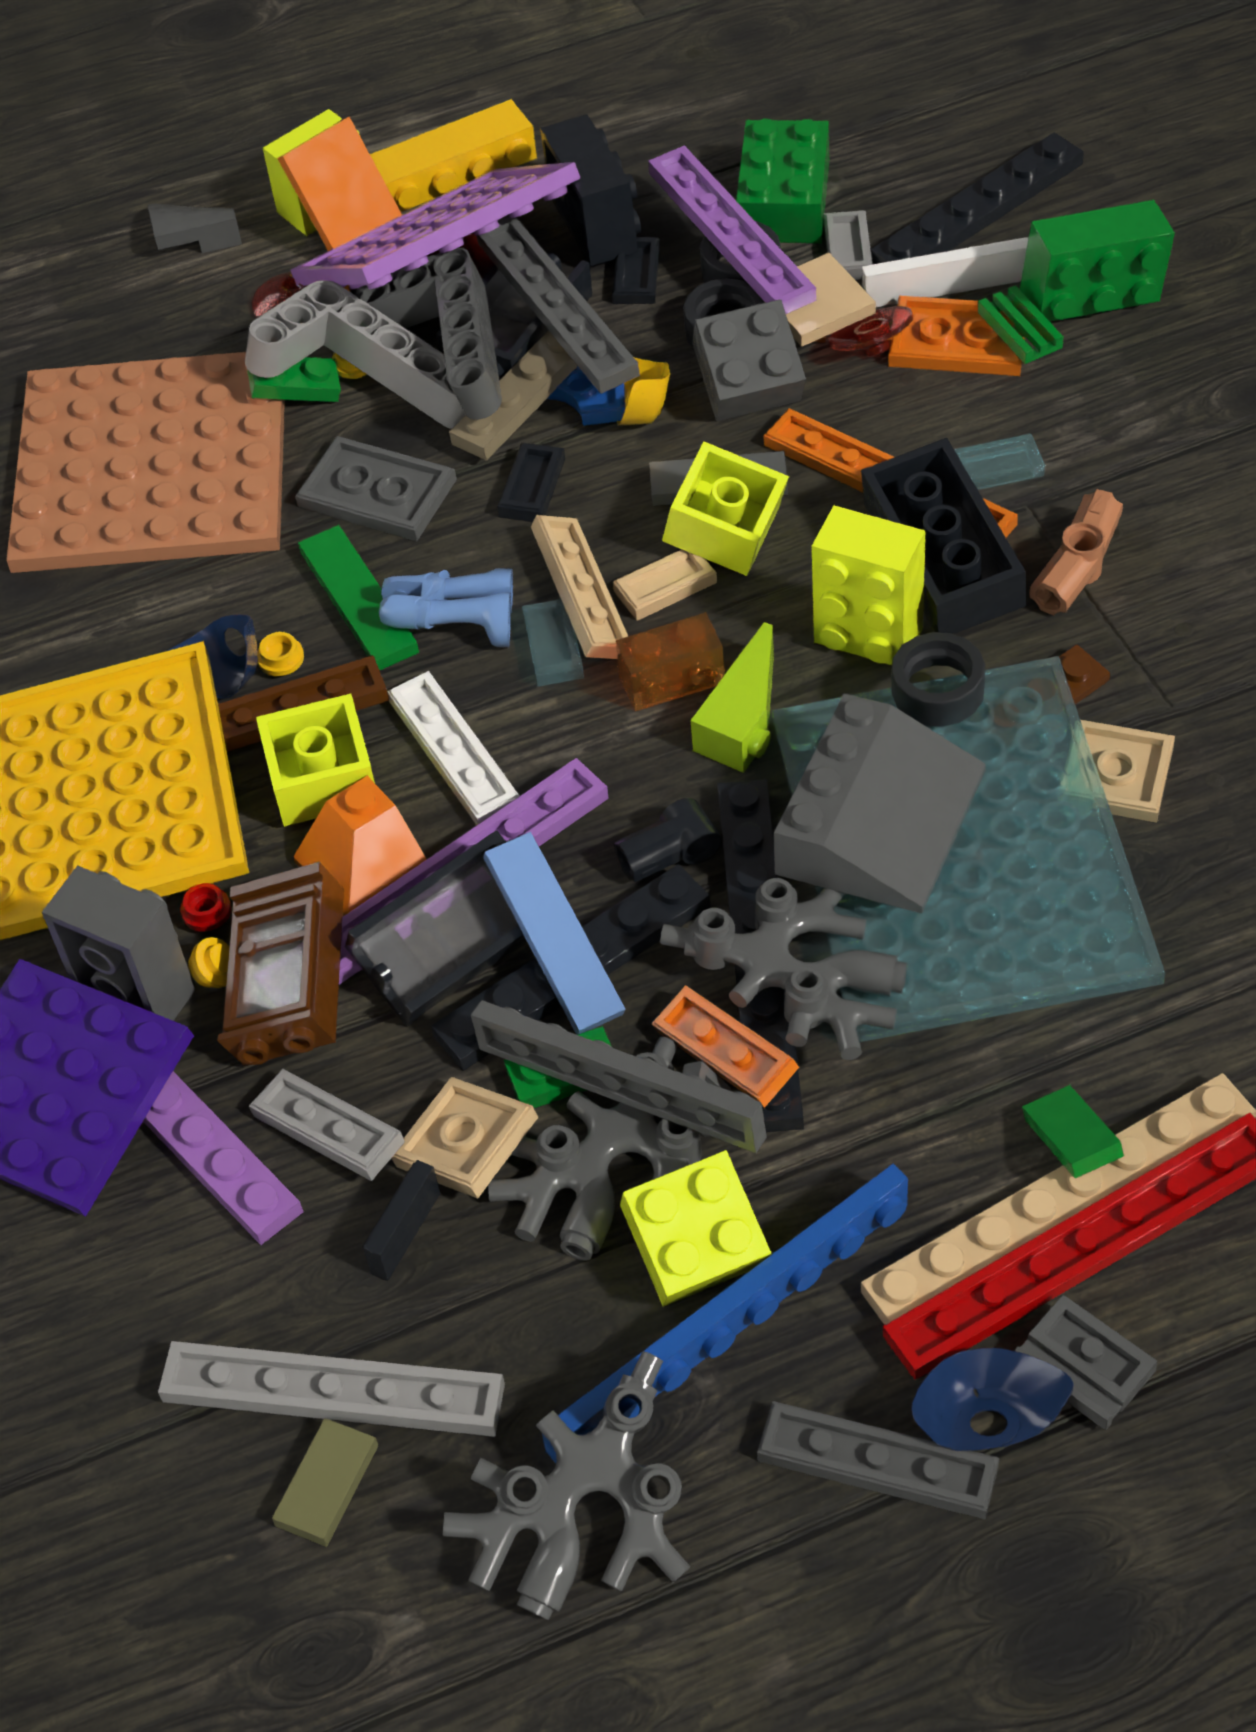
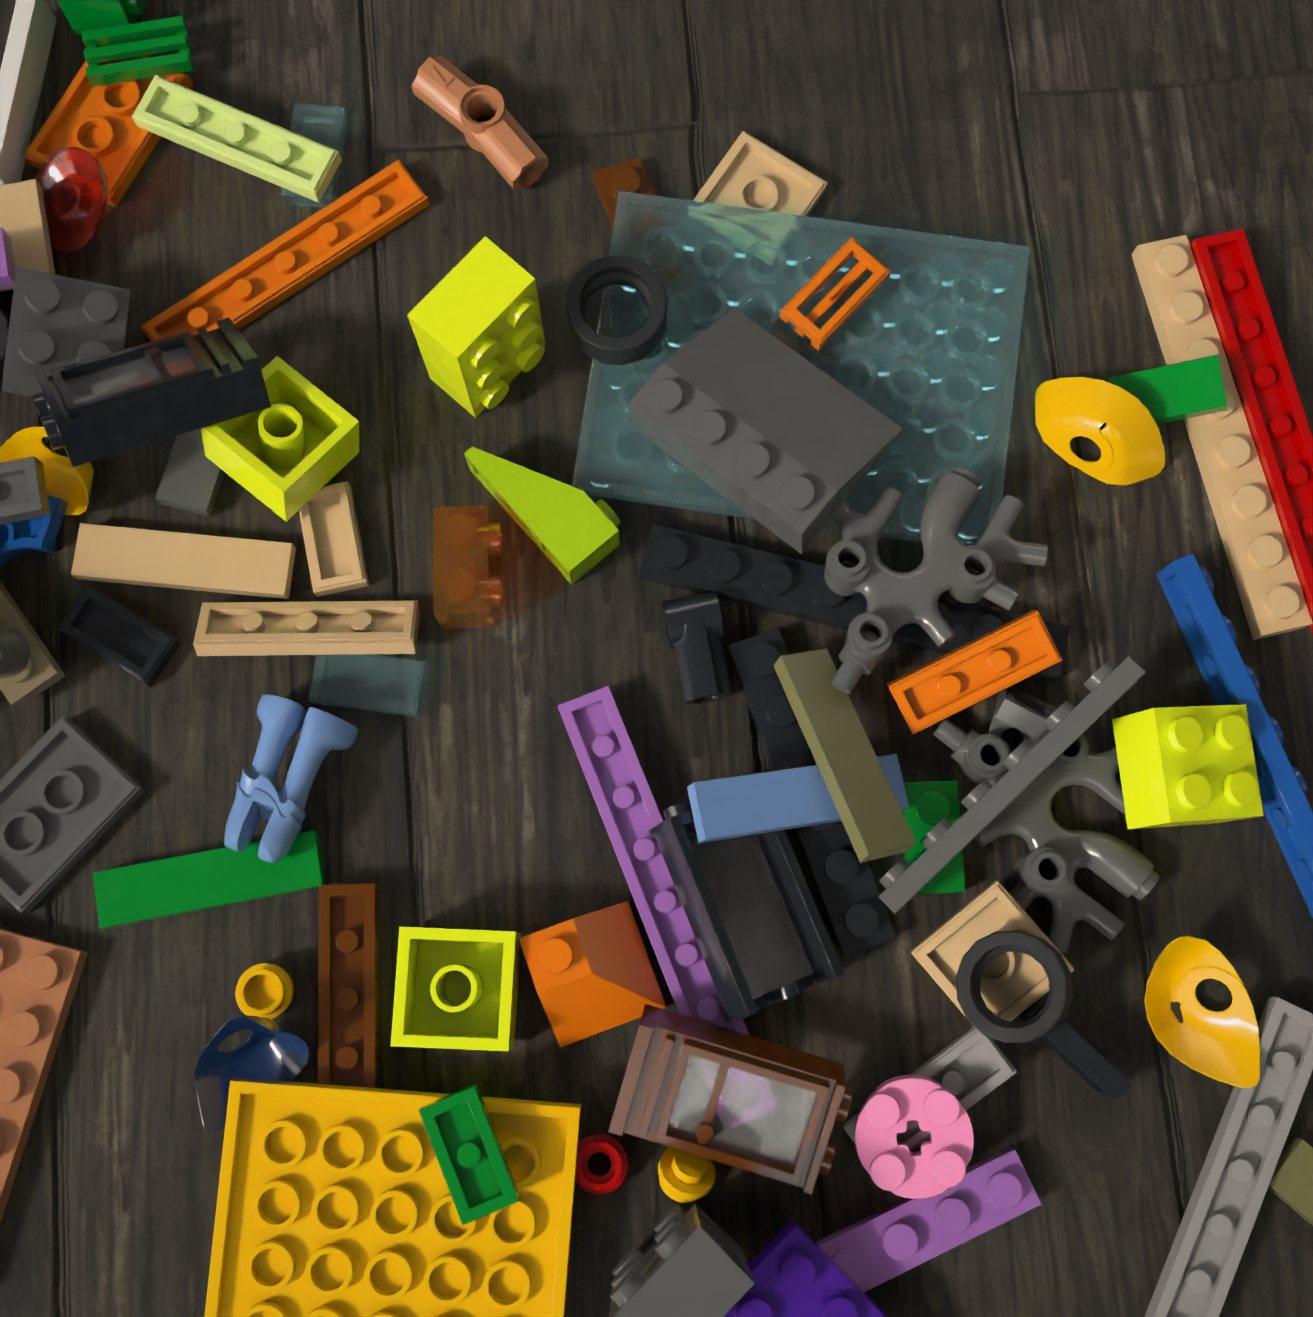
camera: 80 degrees left, 25 degrees up
(187, 792) = (469, 1154): none -> green plate
(272, 1087) = (941, 1159): none -> bright pink plate
(444, 1153) = (985, 1020): none -> black tyre
(452, 747) = (474, 832): white tile -> none
(490, 1284) = (1208, 1041): none -> yellow piece
(597, 951) = (844, 756): none -> olive tile
(607, 500) = (183, 561): none -> tan tile
(716, 404) = (150, 392): none -> black door
(968, 561) = (407, 230): black brick -> none
(977, 405) = (237, 138): none -> yellowish green tile
(1006, 1096) = (1079, 407): none -> yellow piece
(1033, 838) = (806, 325): none -> orange tile

